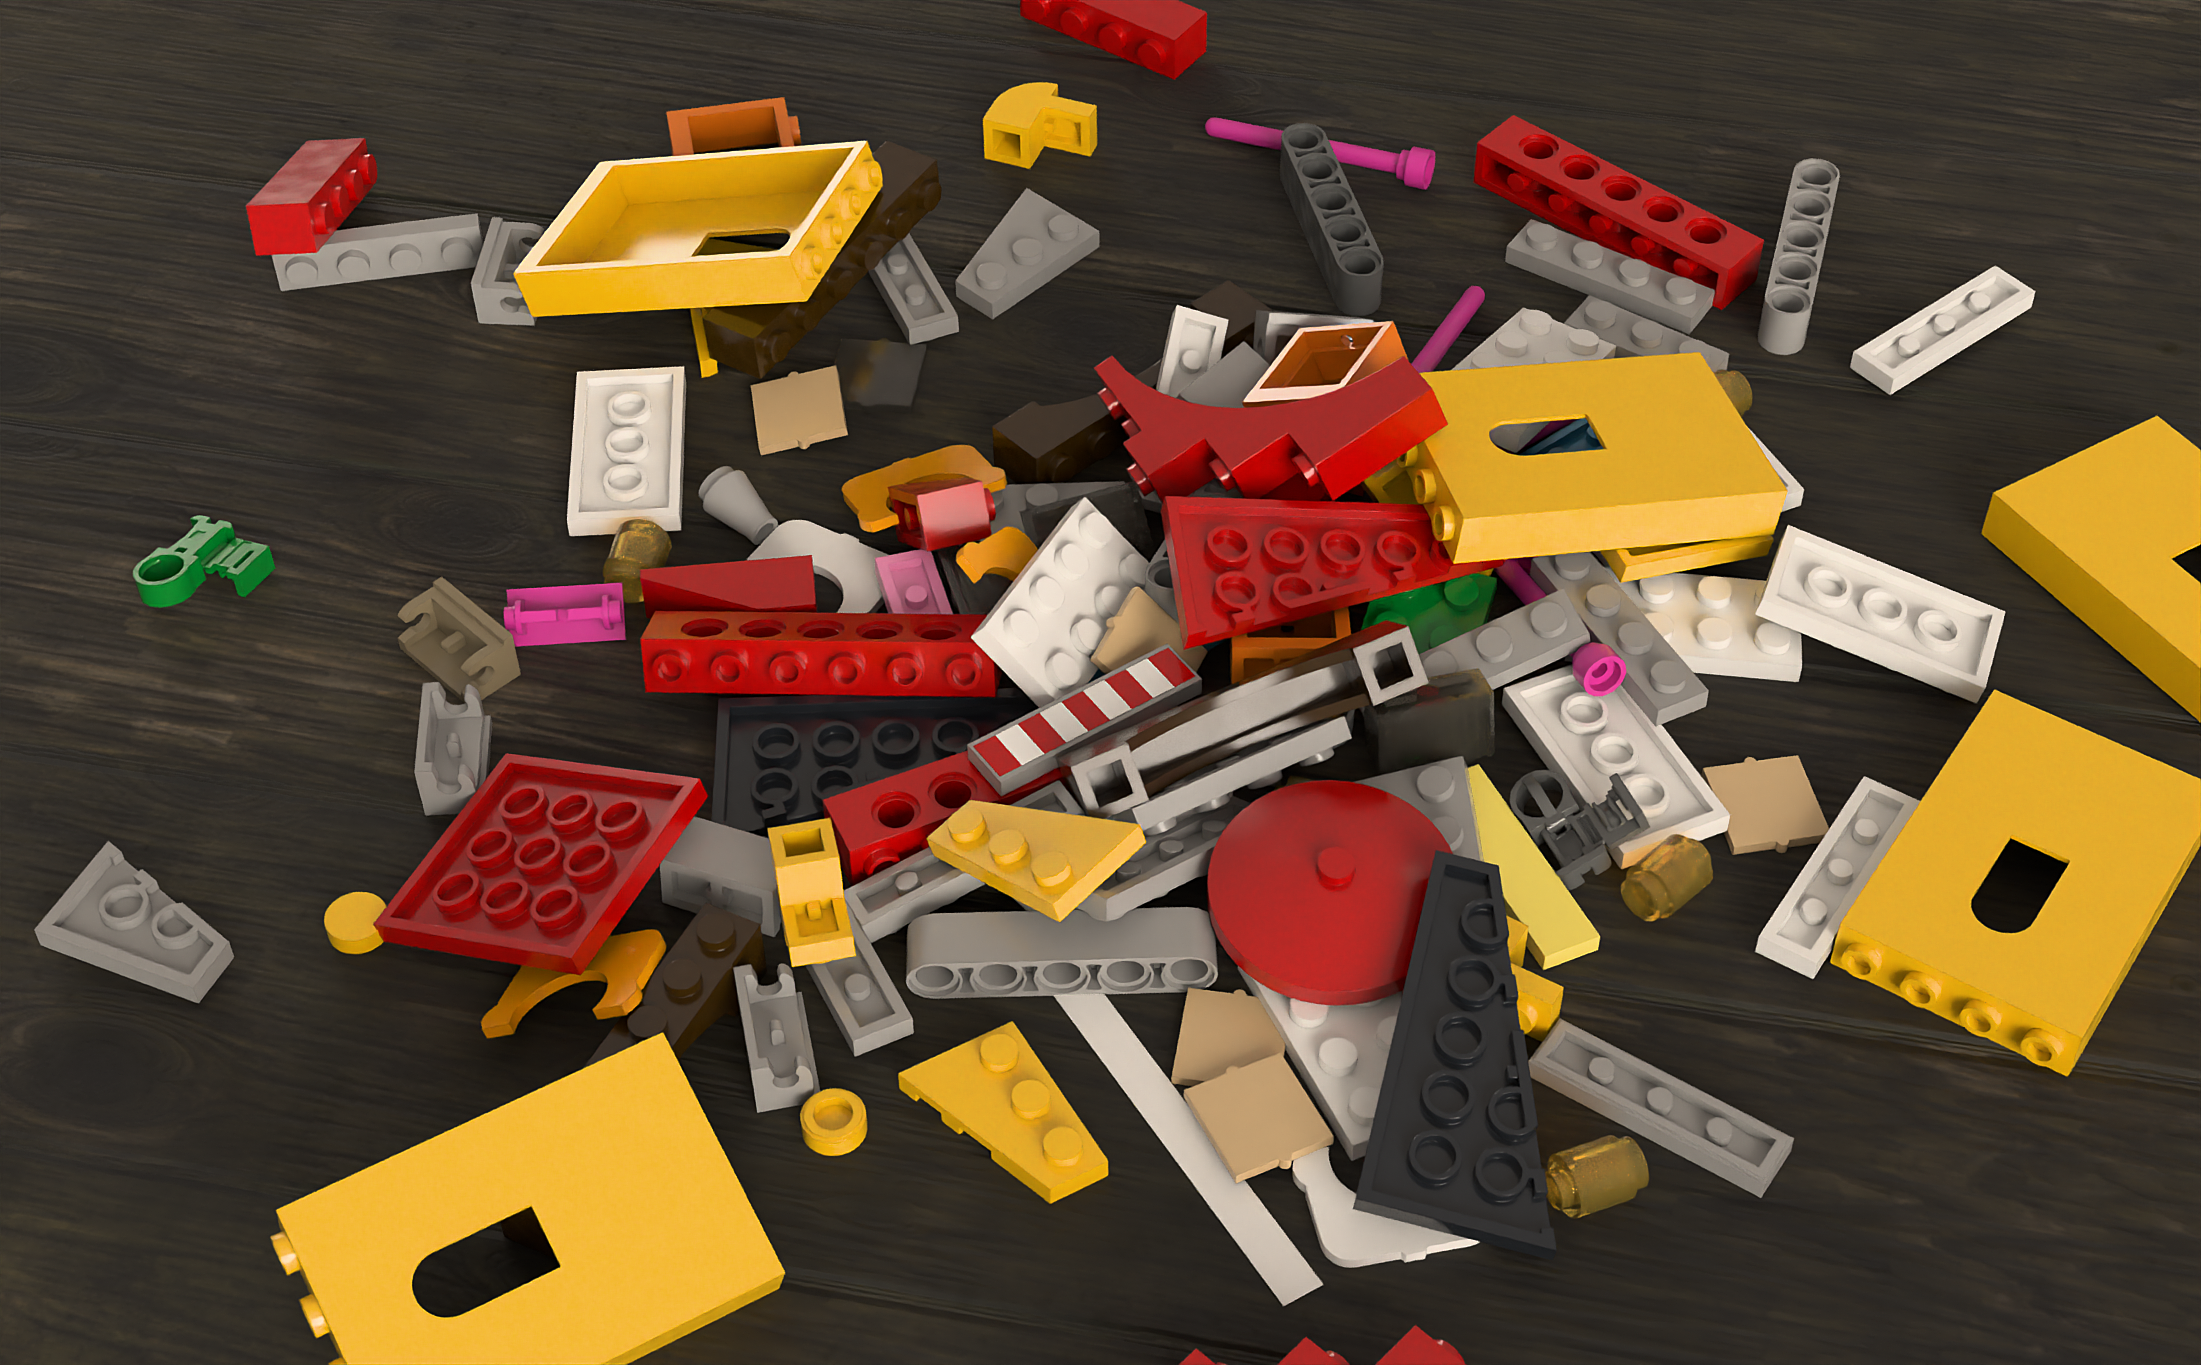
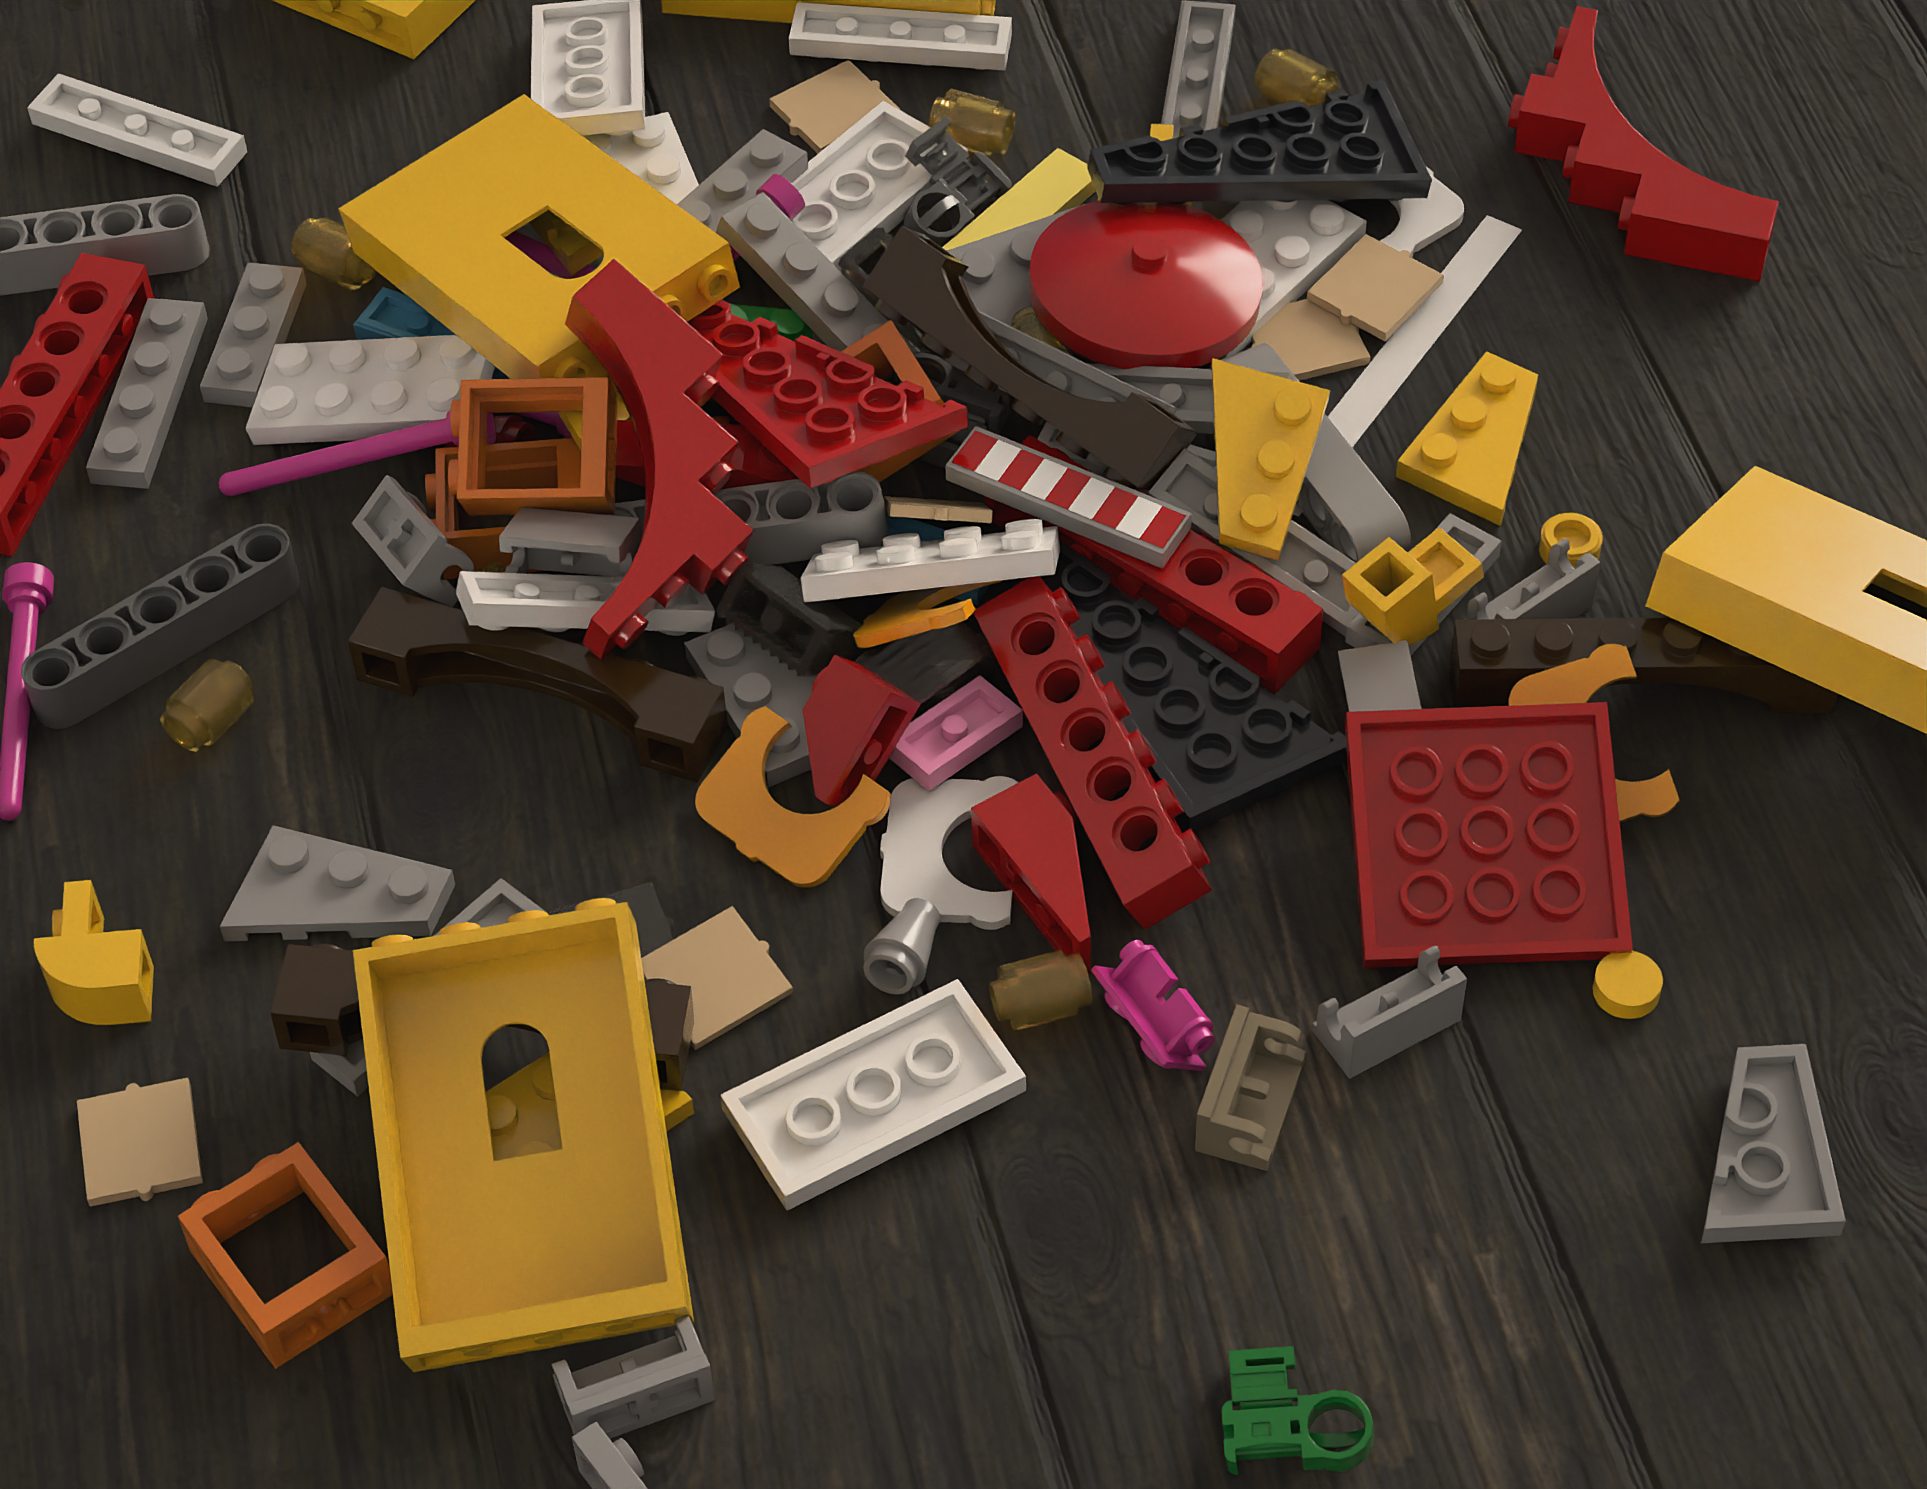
camera: 115 degrees left, 5 degrees up
(888, 121) = (139, 1142): none -> tan piece
(1234, 222) = (207, 704): none -> clear yellow brick

